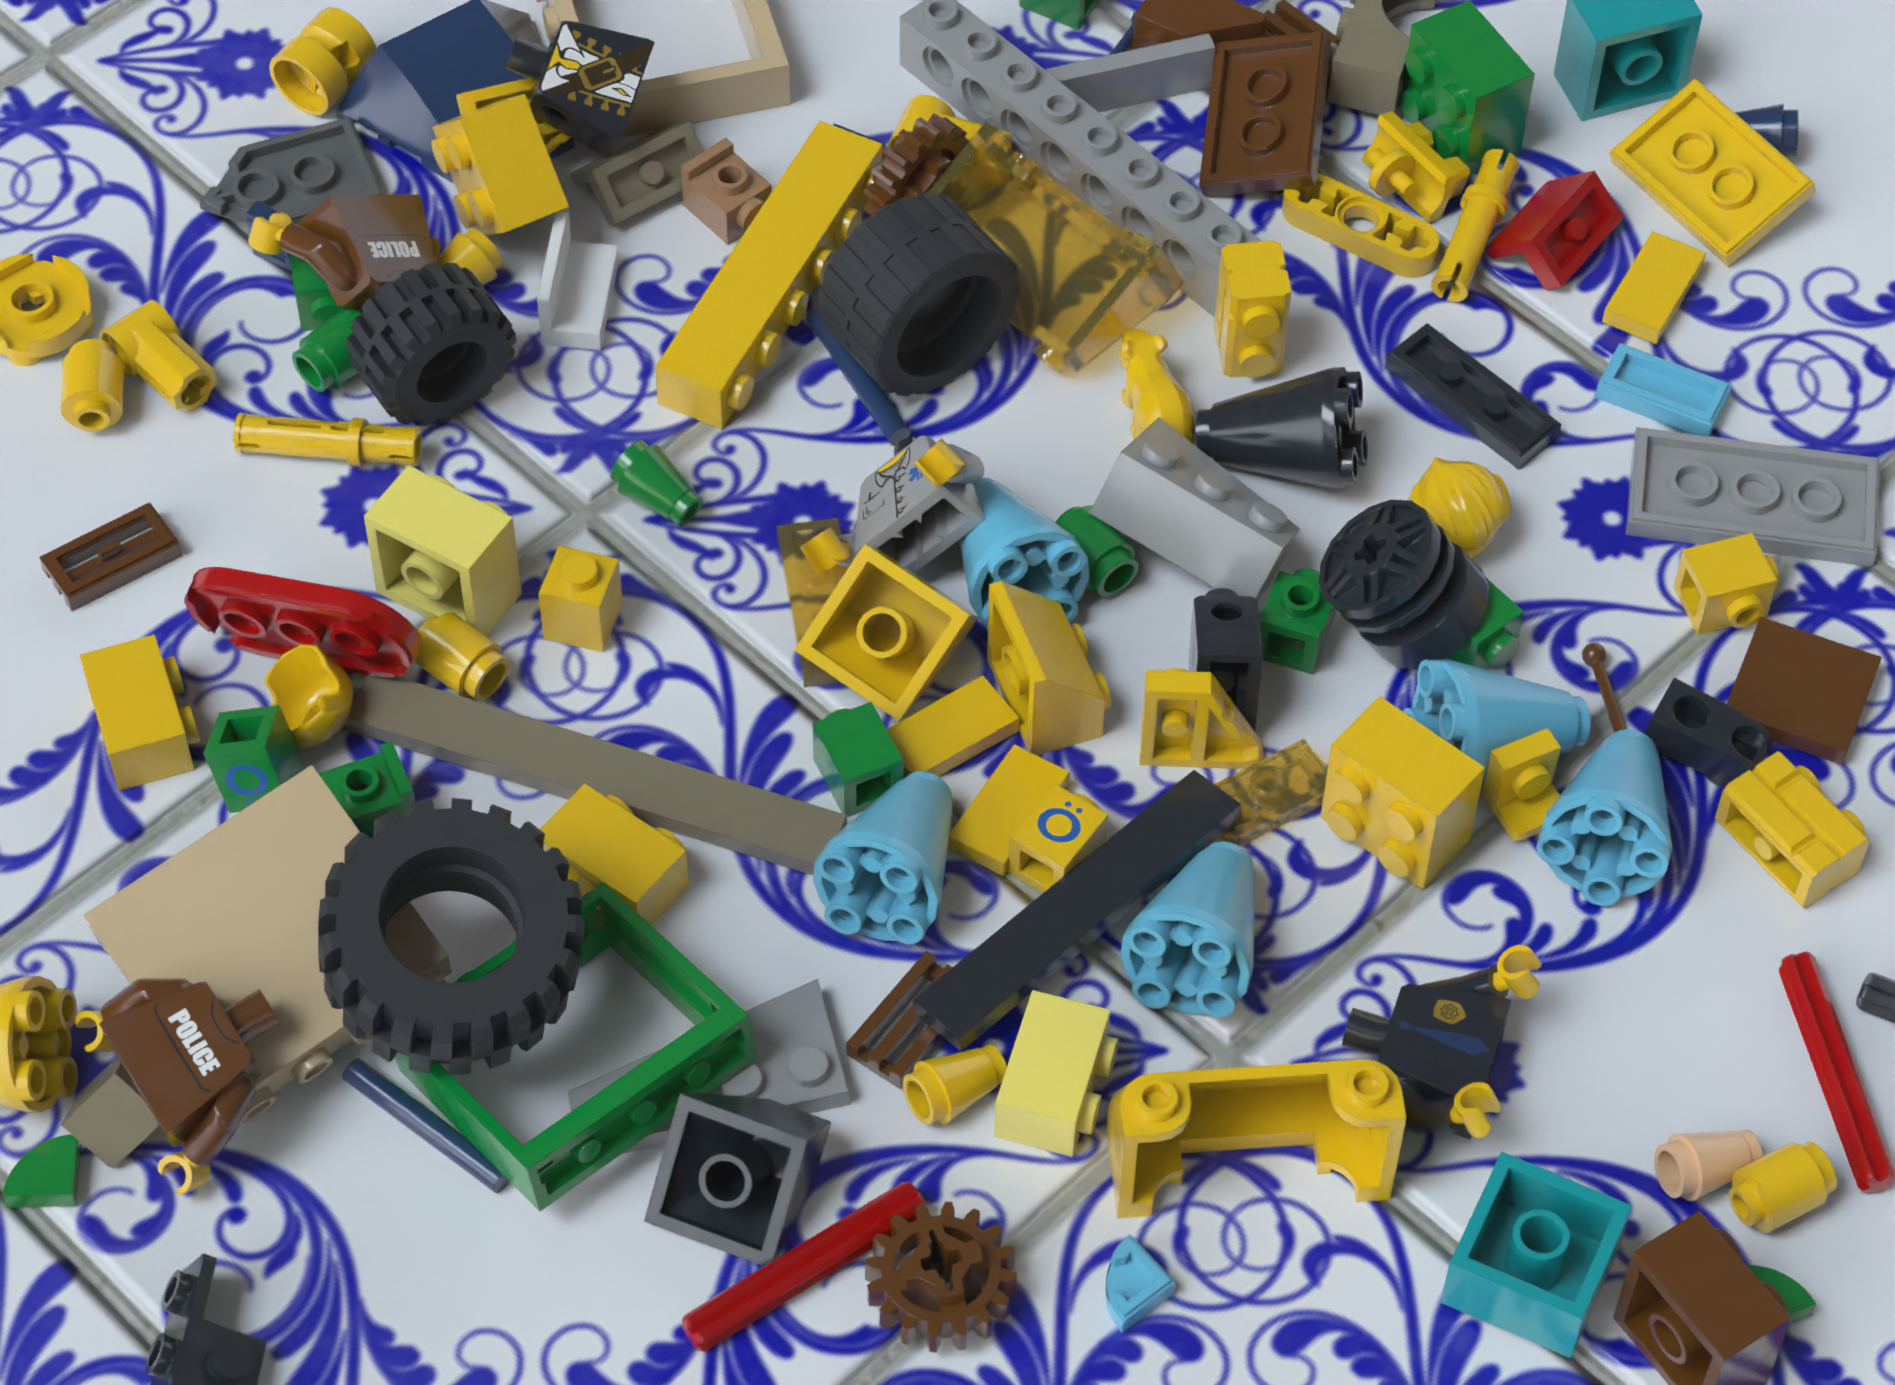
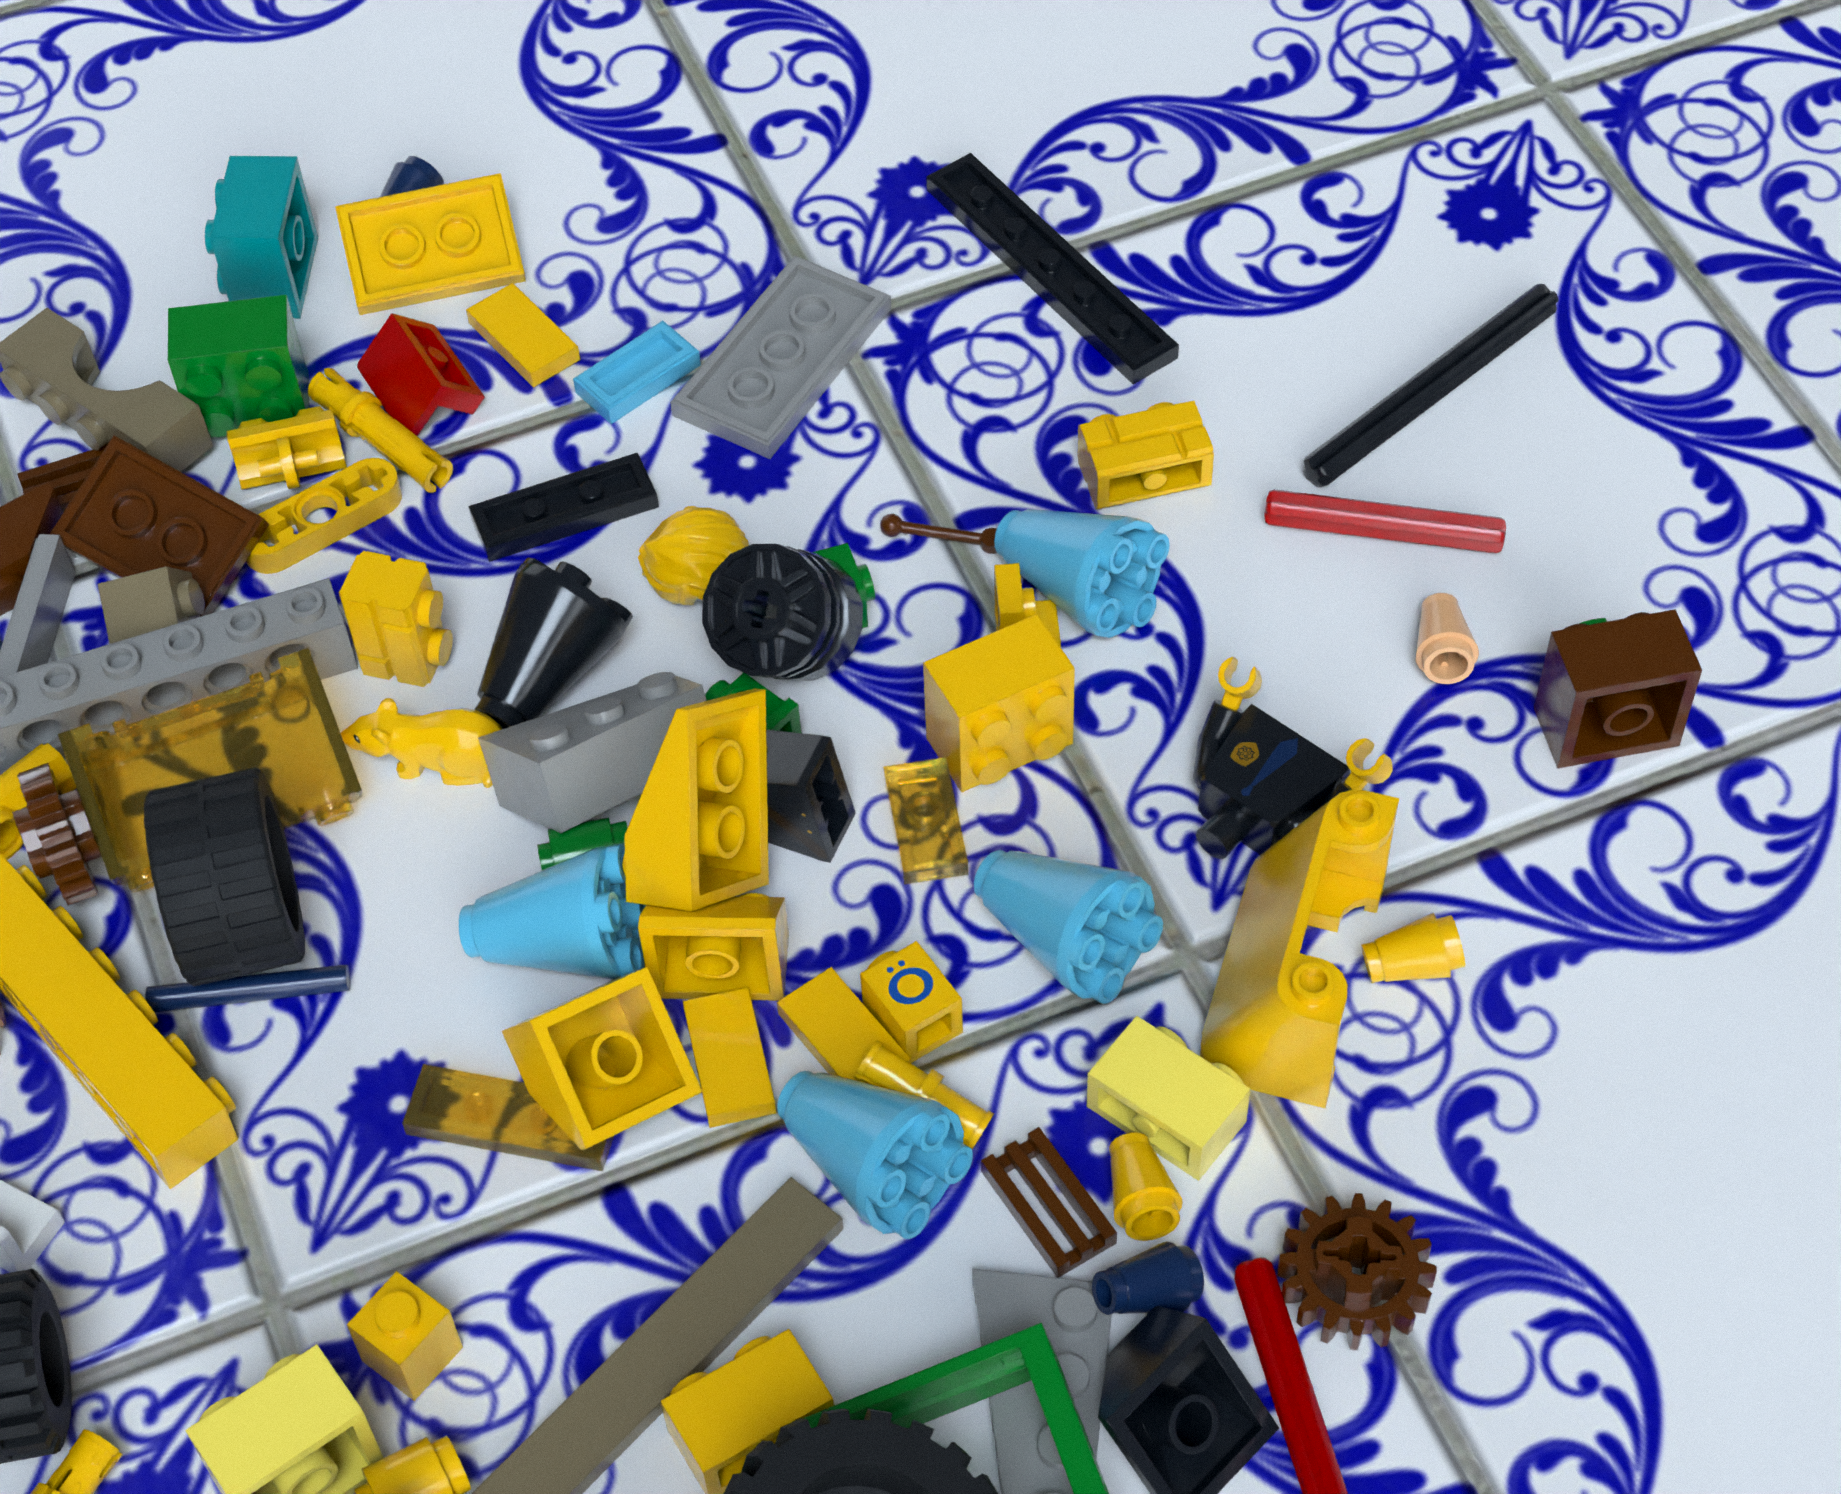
camera: 65 degrees left, 0 degrees up
(655, 483) = (288, 1217): green cone -> none
(856, 757) = (730, 1142): green brick -> none
(857, 1113) = (1156, 1277): none -> dark blue cone
(909, 507) = (467, 981): light grey torso -> none
(966, 883) = (892, 1072): none -> yellow pin
(1076, 910) = (1003, 1014): black tile -> none
(1135, 1284) = (1406, 1116): medium azure tile -> none
(1137, 587) = (703, 808): none -> yellow slope
(1179, 140) = (149, 602): none -> dark tan brick
(1193, 723) = (838, 842): yellow wing -> none
(1315, 1238) = (1415, 951): none -> yellow cone
(1490, 709) = (937, 612): medium azure cone -> none
(1535, 1254) = (1507, 785): teal brick -> none
(1707, 734) = (1021, 476): black leg -> none
(1726, 583) = (875, 402): yellow brick -> none
(1782, 1186) = (1490, 595): yellow brick -> none
(1804, 688) = (999, 400): reddish brown tile -> none

